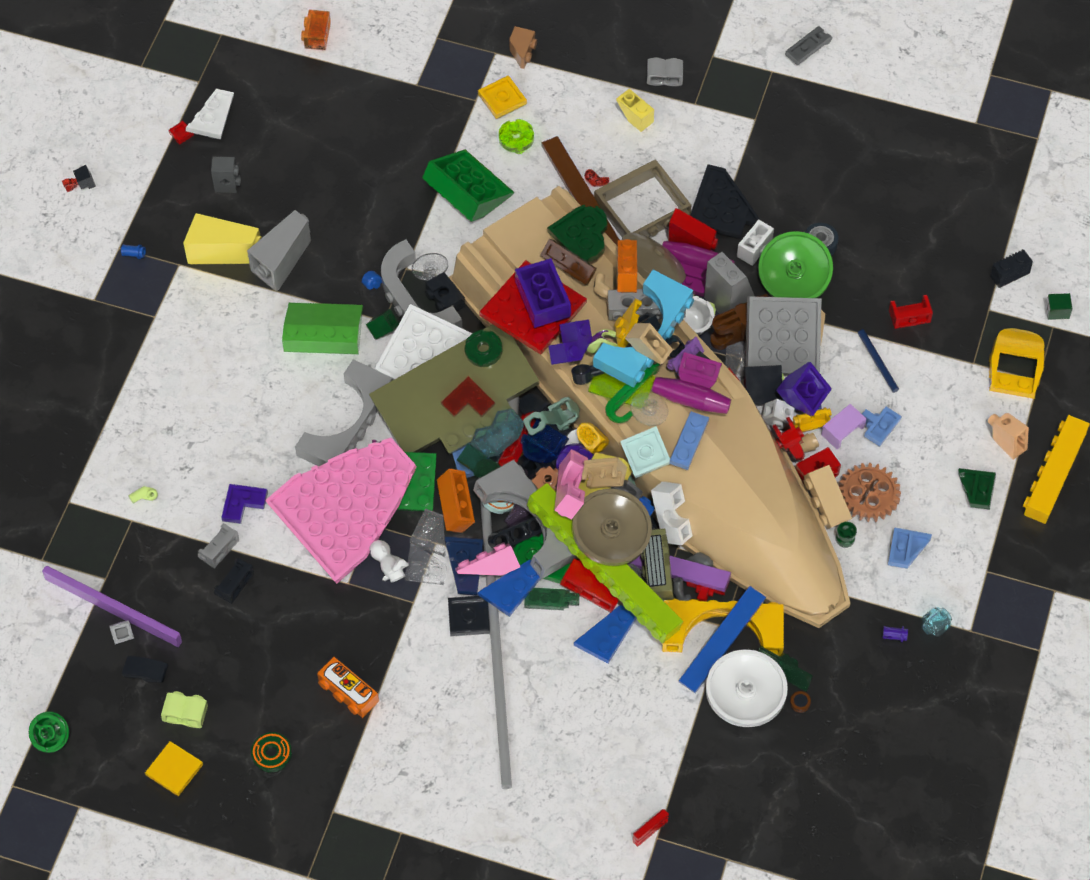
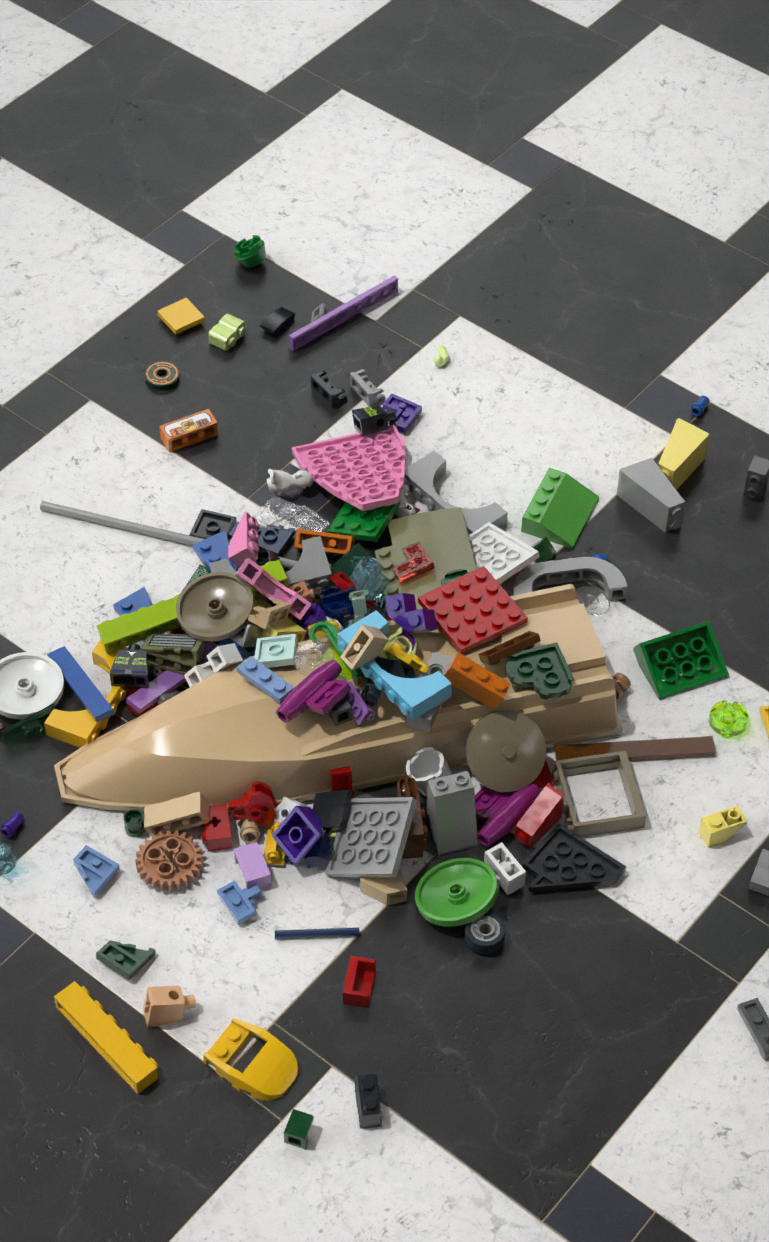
camera: 110 degrees right, 10 degrees down
(271, 518) = (372, 419): none -> black torso
(542, 293) = (472, 602): dark purple brick -> none
(594, 179) = (652, 763): clear red arm -> none
(692, 594) = (130, 668): none -> black torso

